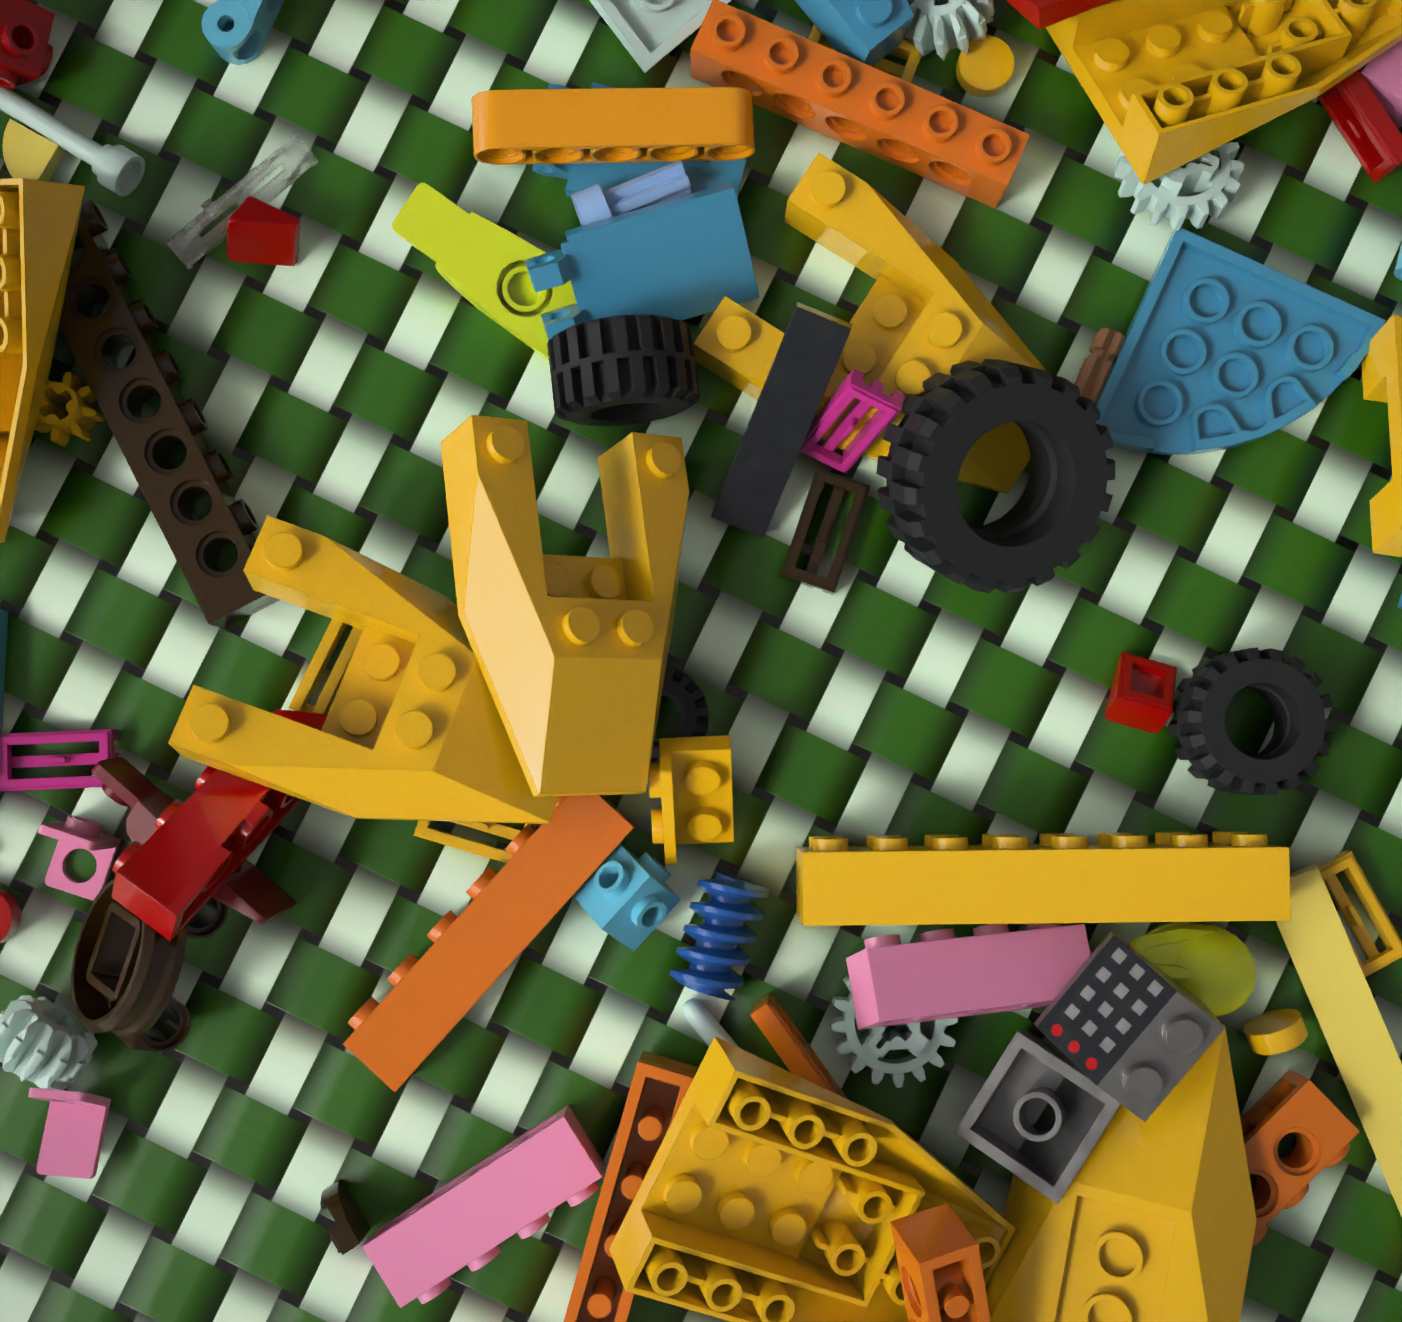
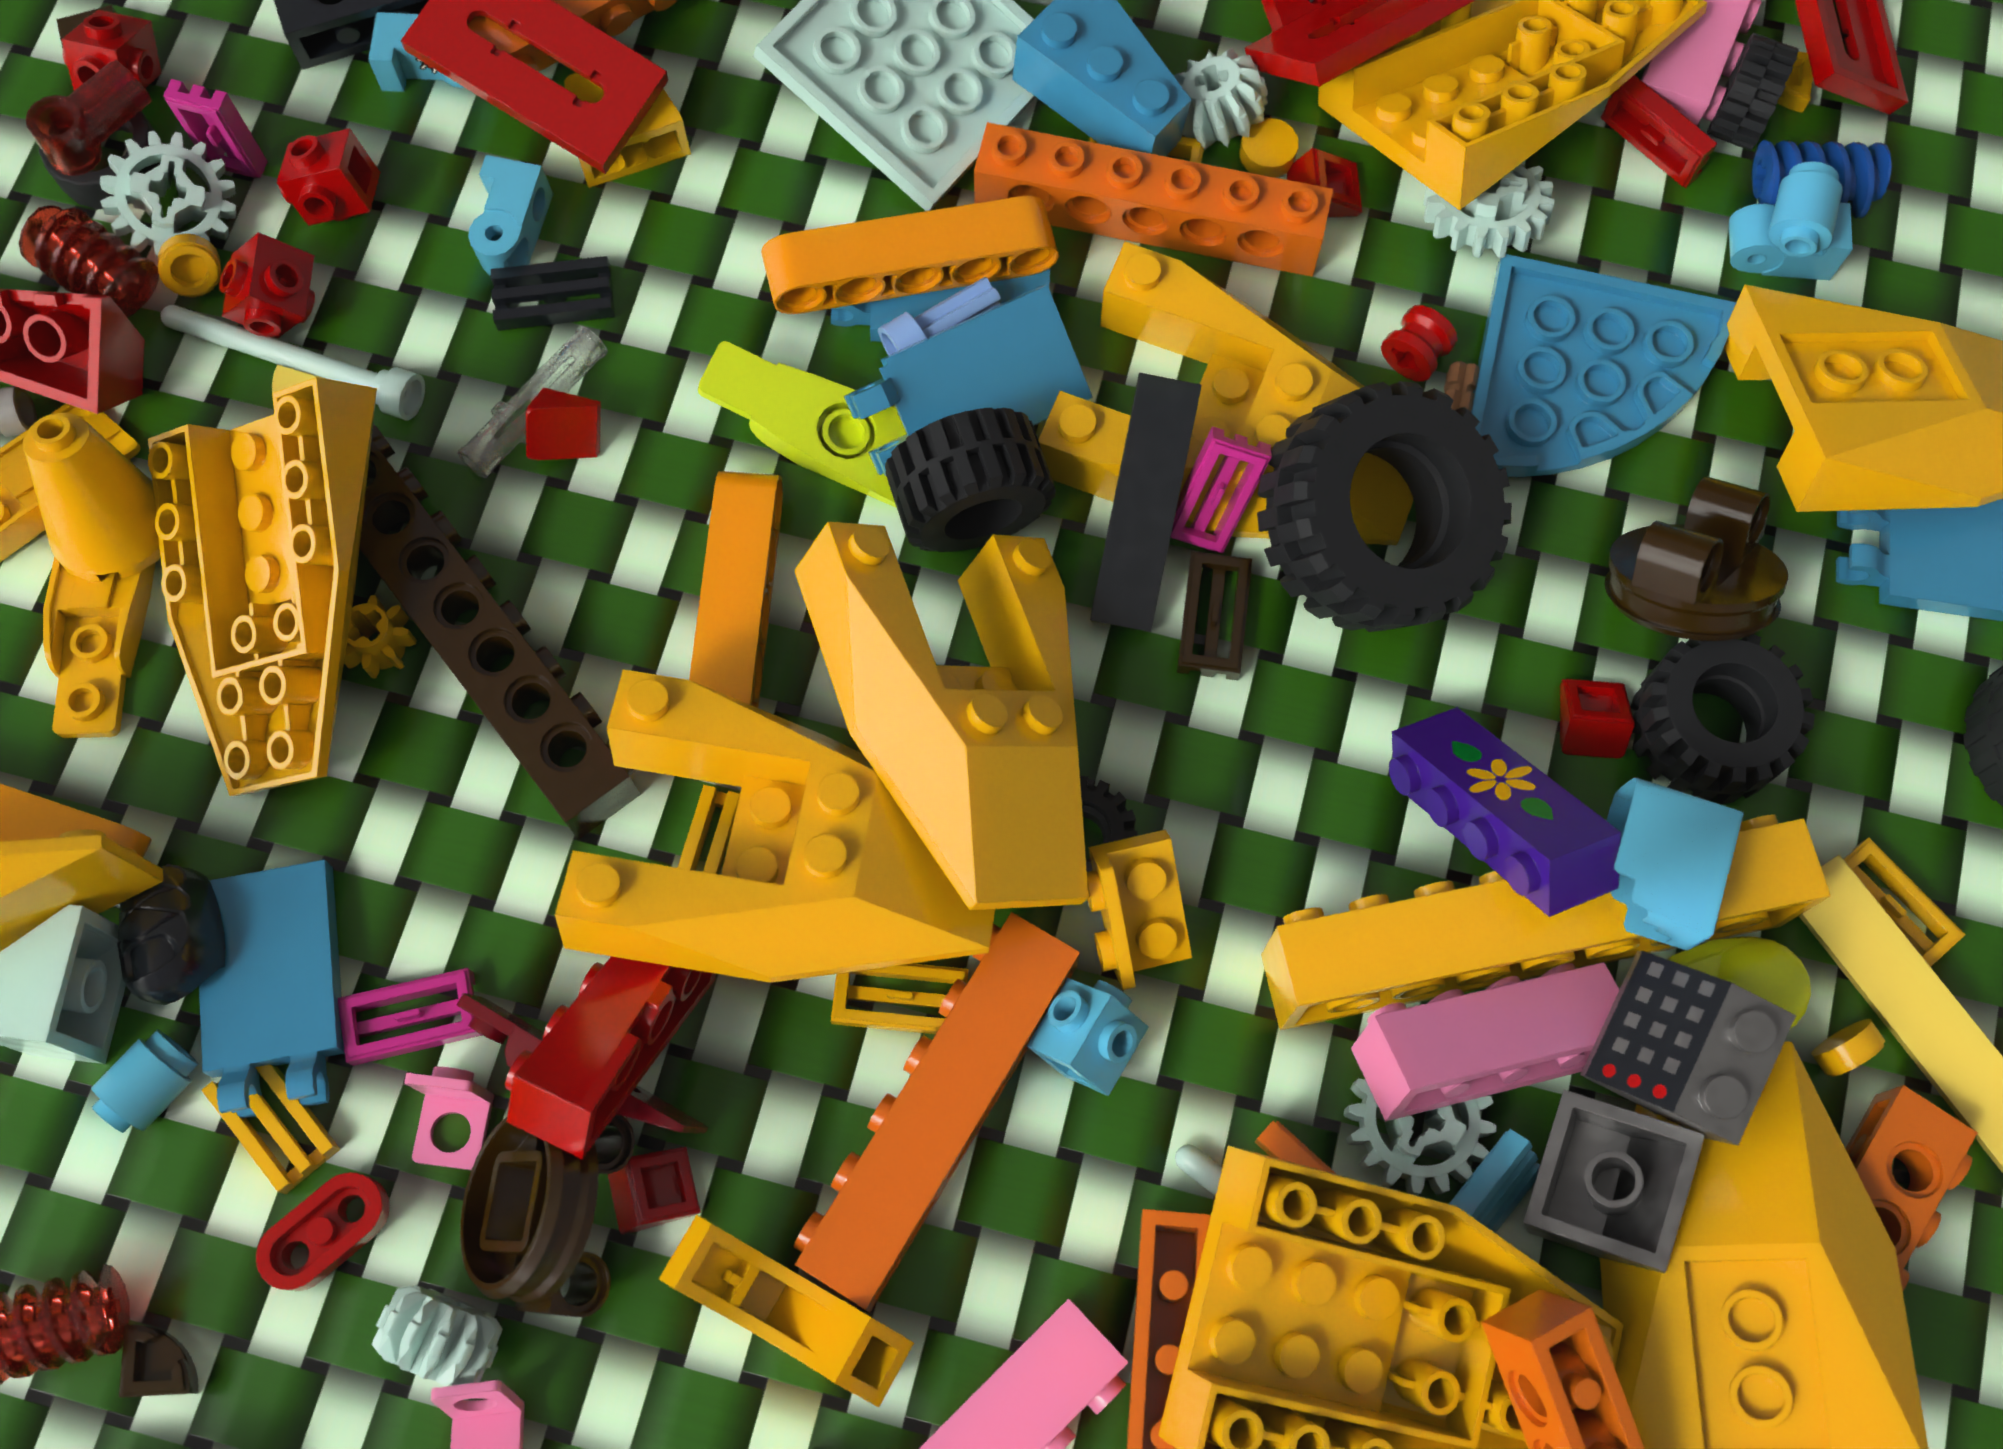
camera: 10 degrees left, 15 degrees down
(243, 950) = (654, 1190): none -> red slope
(281, 70) = (552, 284): none -> black tile
(313, 1059) = (787, 1311): none -> yellow arch
(395, 436) = (737, 584): none -> light orange beam
(720, 934) = (1199, 1059): blue piece -> none
(936, 1094) = (1499, 1181): none -> medium azure tile
(1027, 785) = (1506, 811): none -> dark purple brick
(1033, 112) = (1330, 172): none -> red slope
(1076, 302) = (1419, 343): none -> red wheel
(1155, 869) = (1671, 861): none -> medium azure piece
(1247, 572) = (1704, 574): none -> dark brown piece

